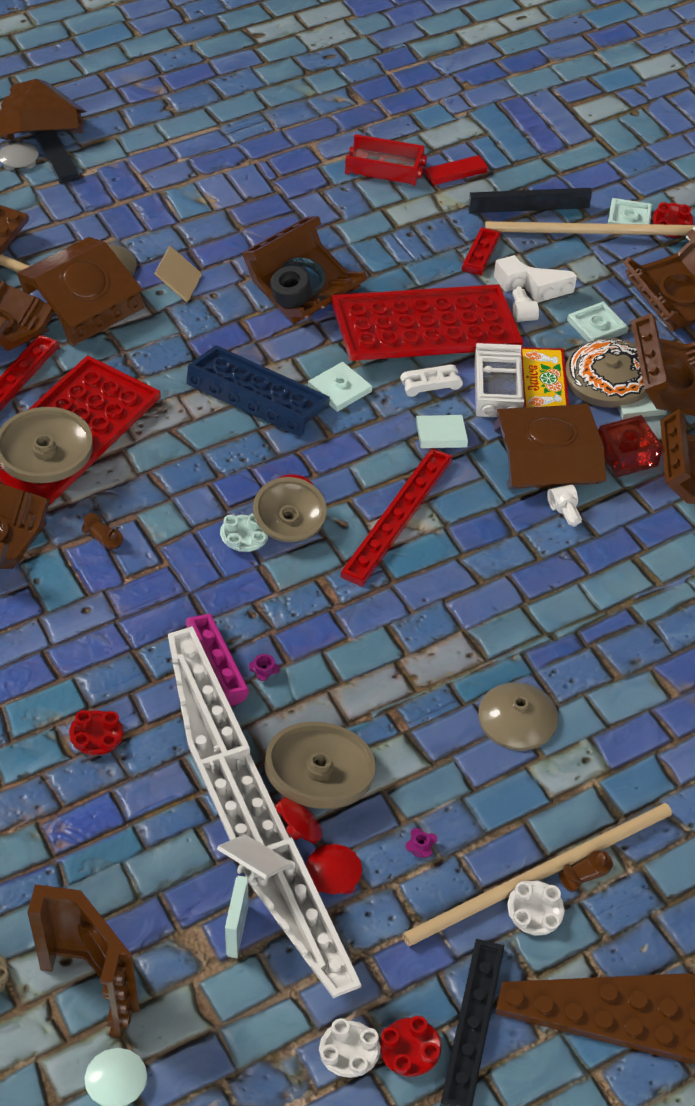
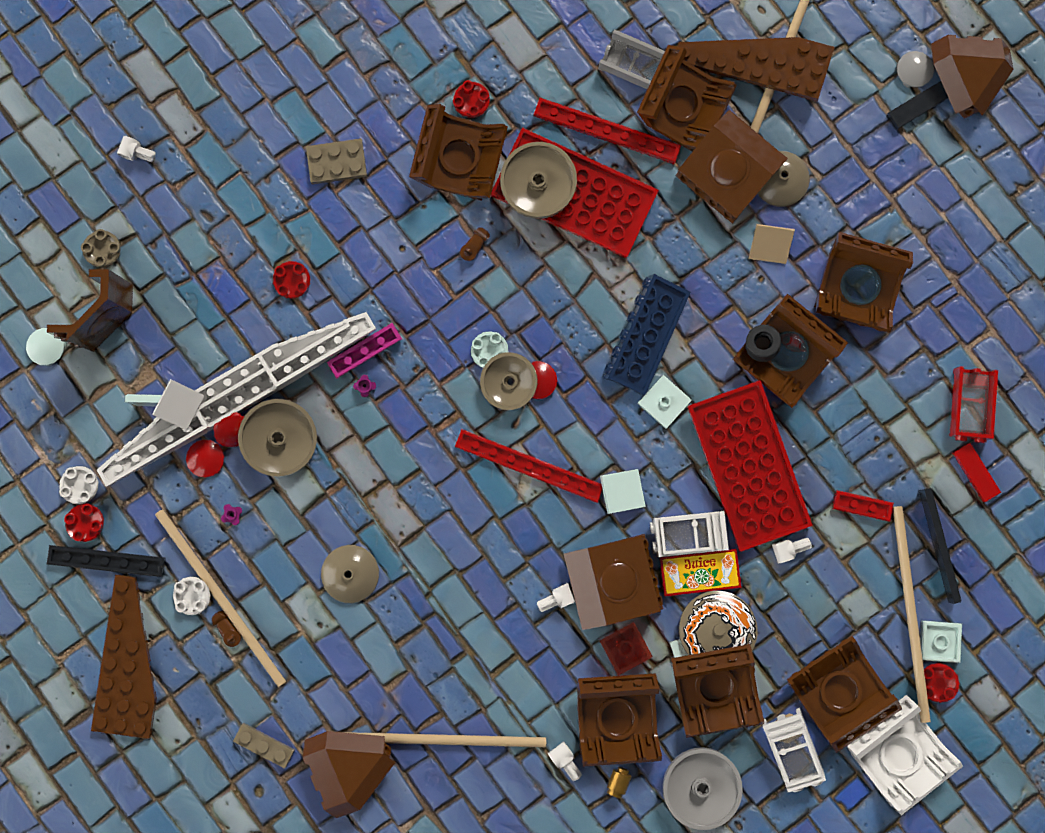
camera: 85 degrees right, 35 degrees up
(233, 216) = (862, 281): none -> reddish brown panel
(431, 379) = (683, 477): white plate -> none
(540, 283) = (822, 563): white arch -> none
(597, 322) = (783, 616): light aqua tile -> none

